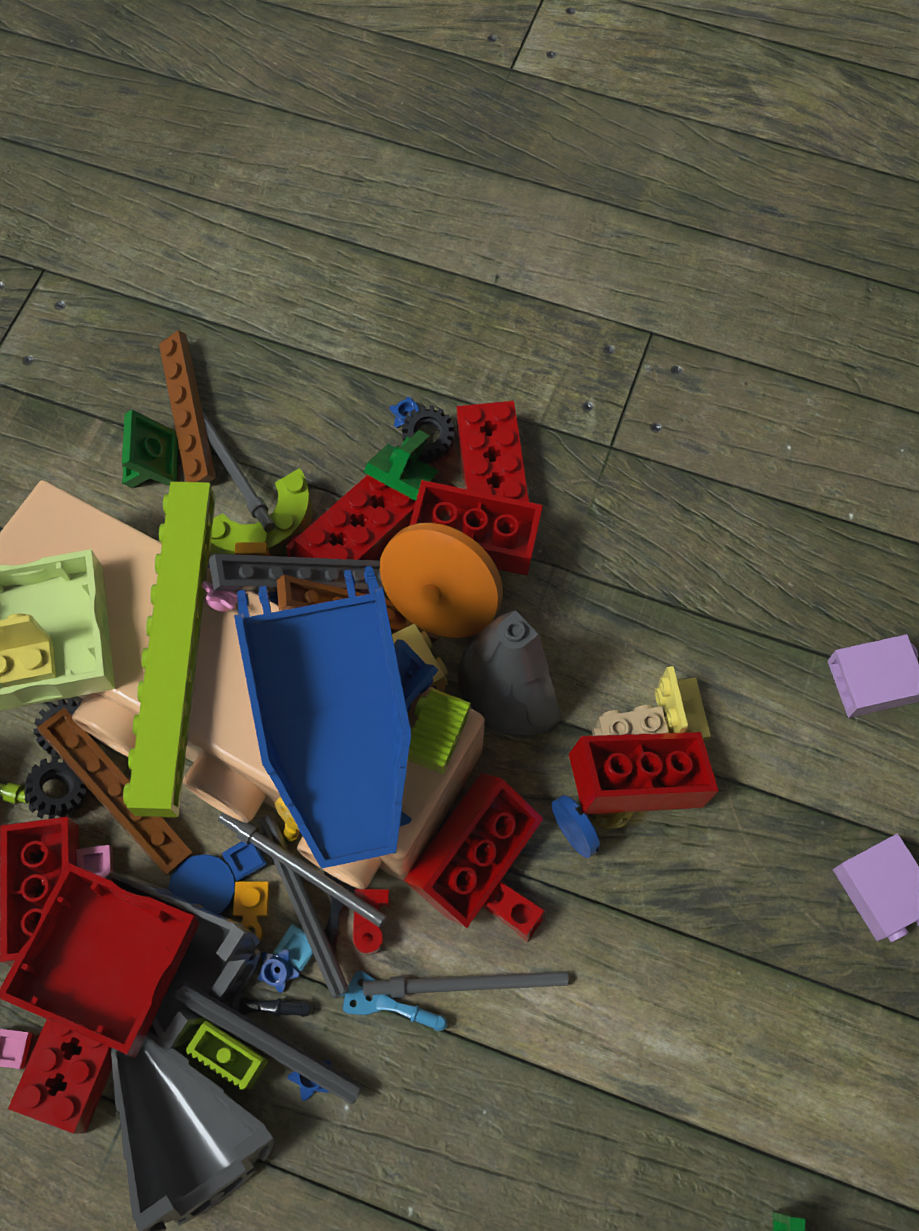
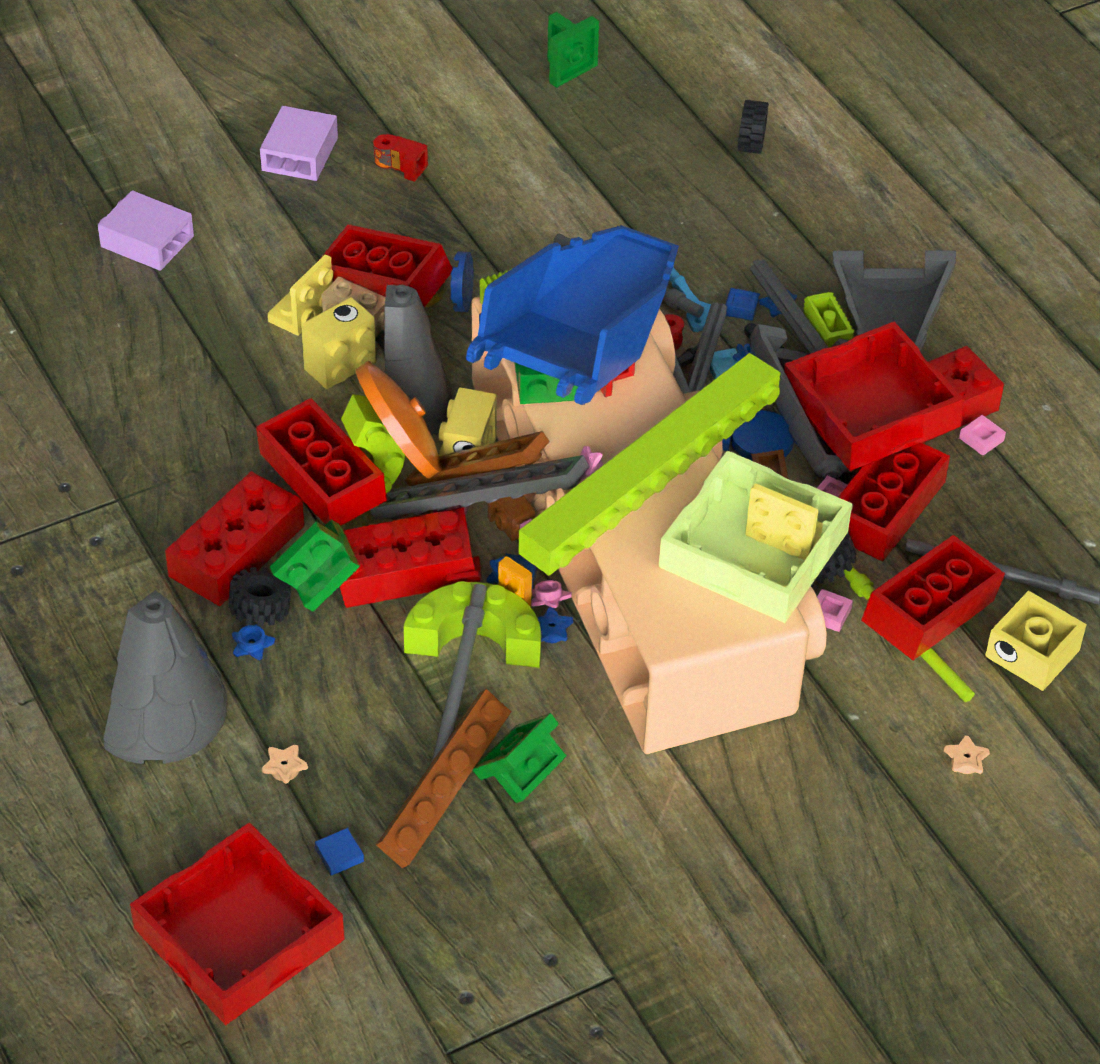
camera: 140 degrees left, 20 degrees down
(20, 746) = (834, 608): none -> bright pink plate
(210, 324) = (339, 851): none -> blue tile
(221, 237) = (237, 923): none -> red tile
(297, 355) = (288, 771): none -> light nougat plate
(340, 1040) = (742, 304): none -> blue tile
(390, 305) = (164, 690): none -> dark grey cone
(597, 673) = (338, 342): none -> light yellow brick
(793, 957) = (401, 155): none -> red leg

